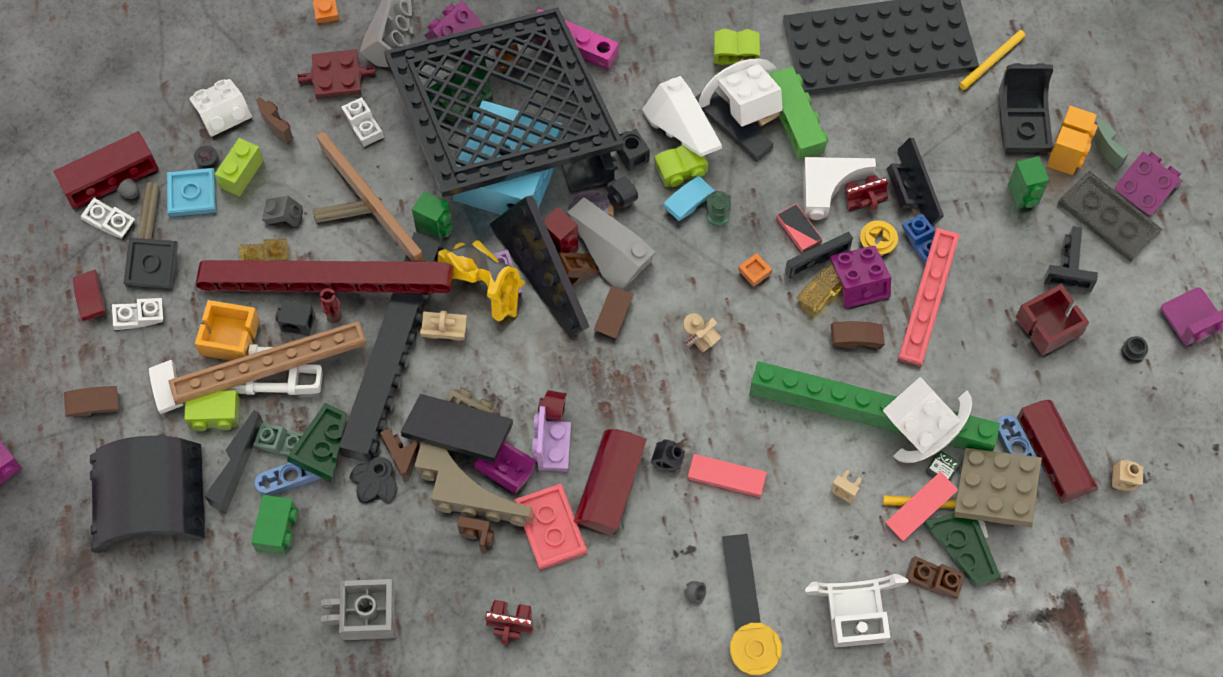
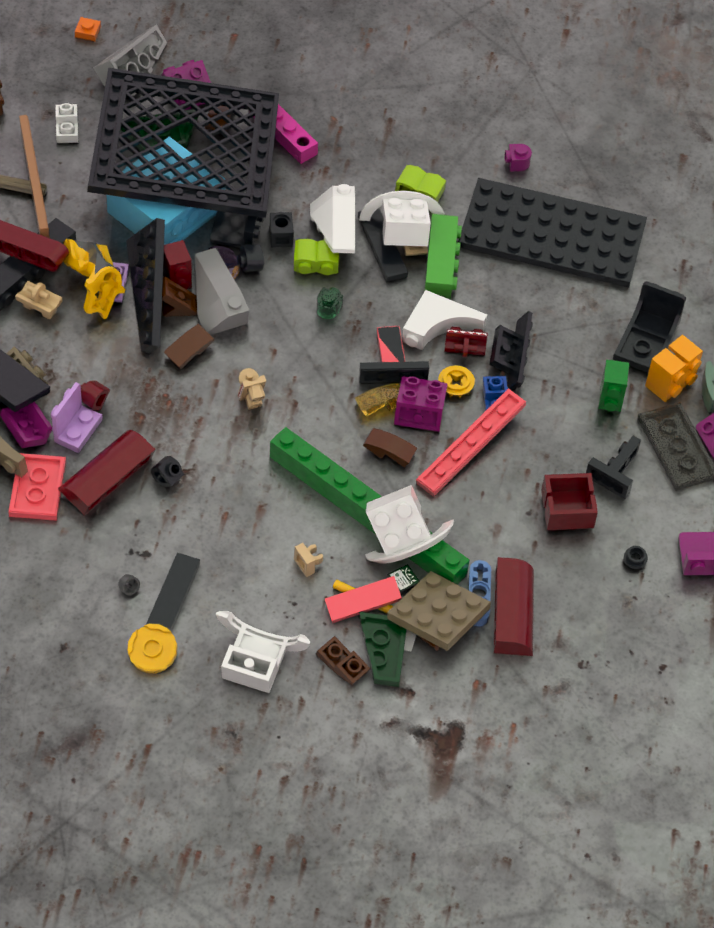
camera: 20 degrees right, 10 degrees down
(336, 74) = (67, 79): dark red plate -> none
(432, 216) = (78, 211): green brick -> none
(688, 198) = (304, 284): medium azure slope -> none
(727, 475) = (210, 509): coral tile -> none
(755, 269) = (331, 362): orange plate -> none
(991, 60) = (637, 285): yellow bar -> none
(1127, 475) = (562, 651): tan plate -> none

